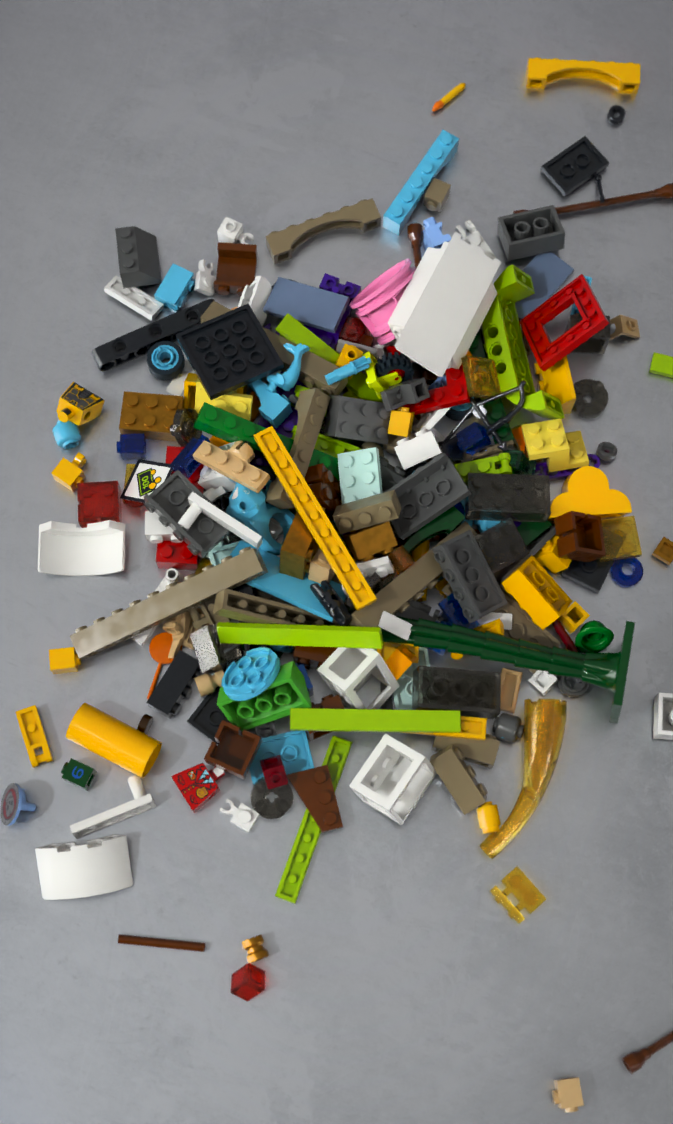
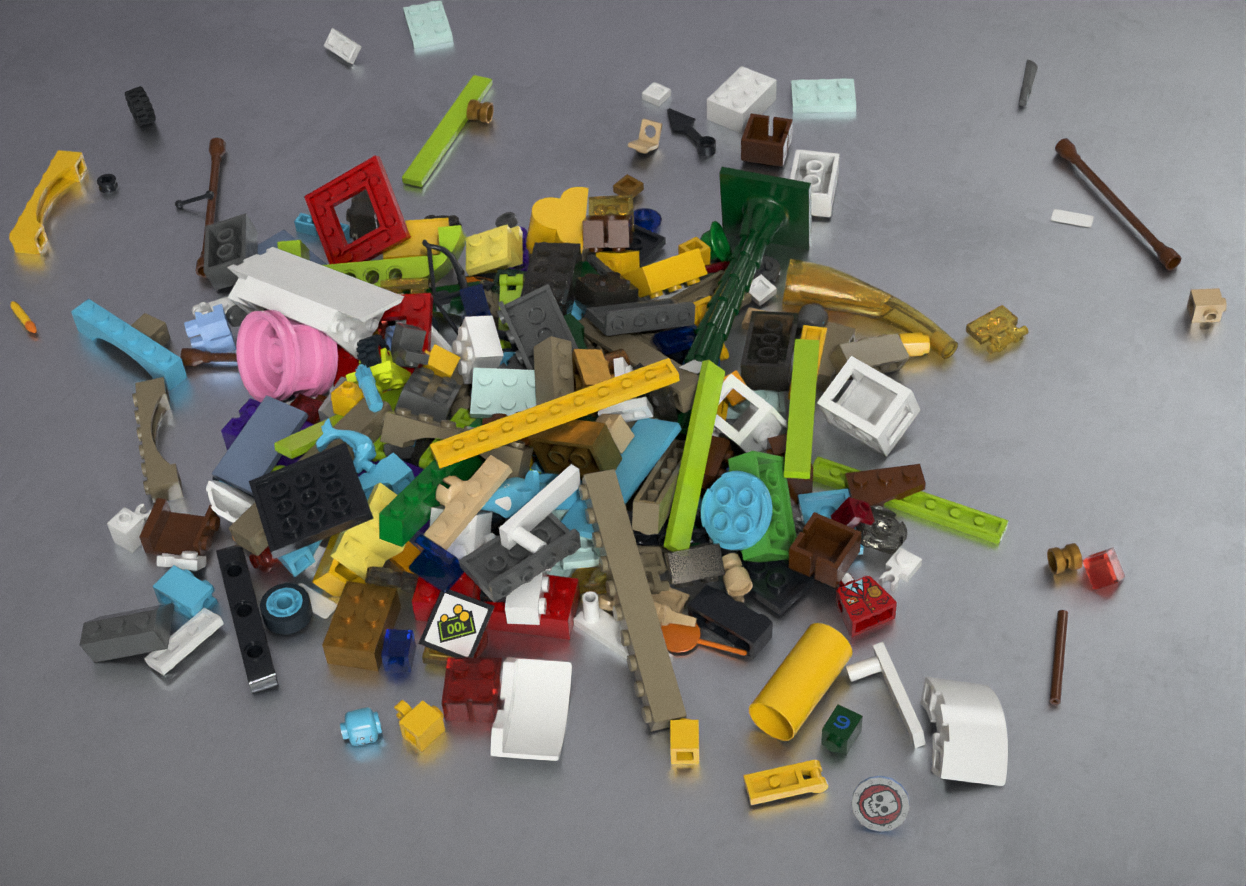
camera: 80 degrees left, 25 degrees down
(79, 405) = (327, 702): yellow torso -> none
(145, 723) = (777, 653): dark brown tile -> none
(331, 602) = (660, 418): black hinge -> none
(574, 166) = (158, 218): black plate -> none

